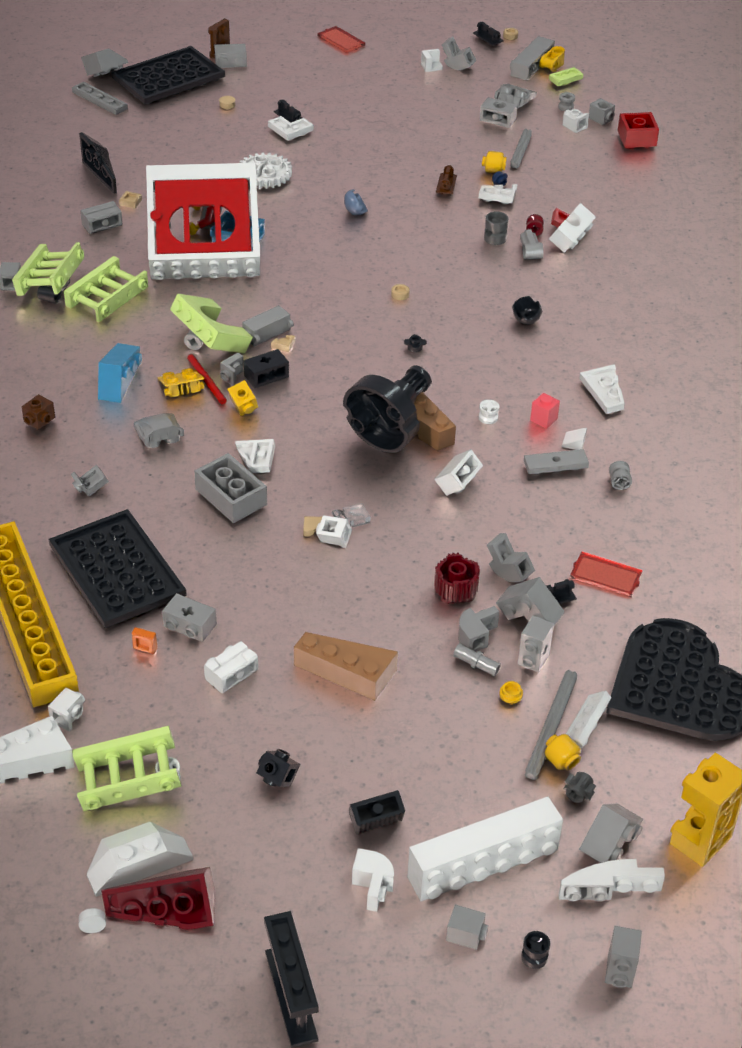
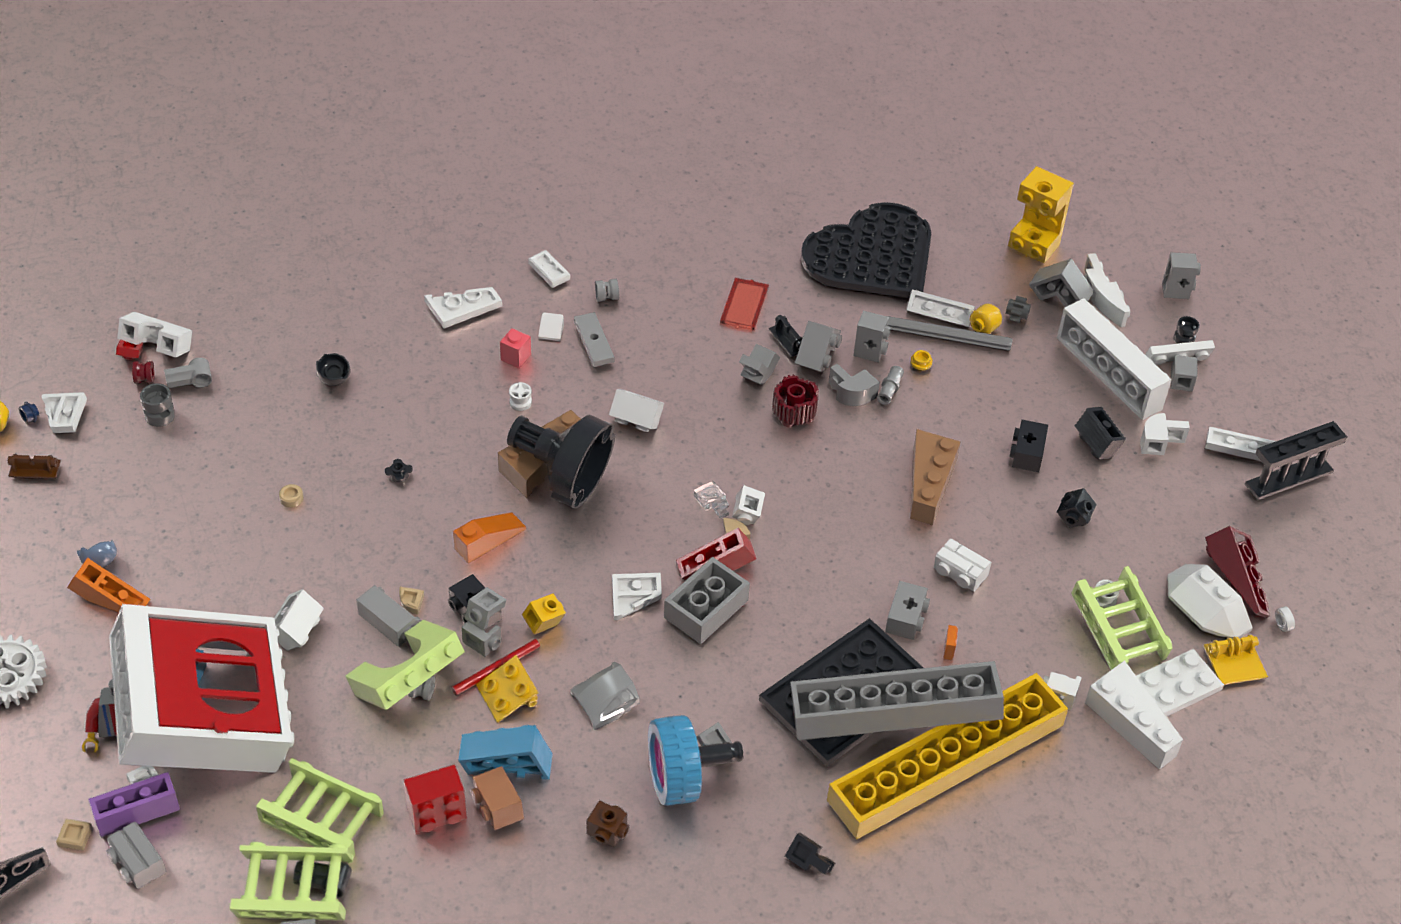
camera: 100 degrees left, 5 degrees up
(49, 809) = (1180, 682): none -> white plate
(59, 863) = (1236, 659): none -> yellow hinge
(68, 439) = (678, 759): none -> dark azure wheel
(70, 568) = (897, 700): none -> light grey brick
(80, 362) = (497, 797): none -> nougat brick
(87, 330) = (435, 799): none -> red brick
(136, 212) = (134, 803): none -> medium lavender brick
(248, 358) = (483, 606): none -> light grey bracket
(270, 280) = (296, 619): none -> white brick
(280, 508) = (730, 549): none -> red slope
(323, 206) = (104, 588): none -> orange slope
(332, 375) = (485, 534): none -> orange slope
(346, 956) = (1234, 443): none -> white plate
(374, 753) = (1029, 446): none -> black brick
(499, 932) = (1166, 353): none -> white plate
(652, 443) = (549, 269): none -> white plate

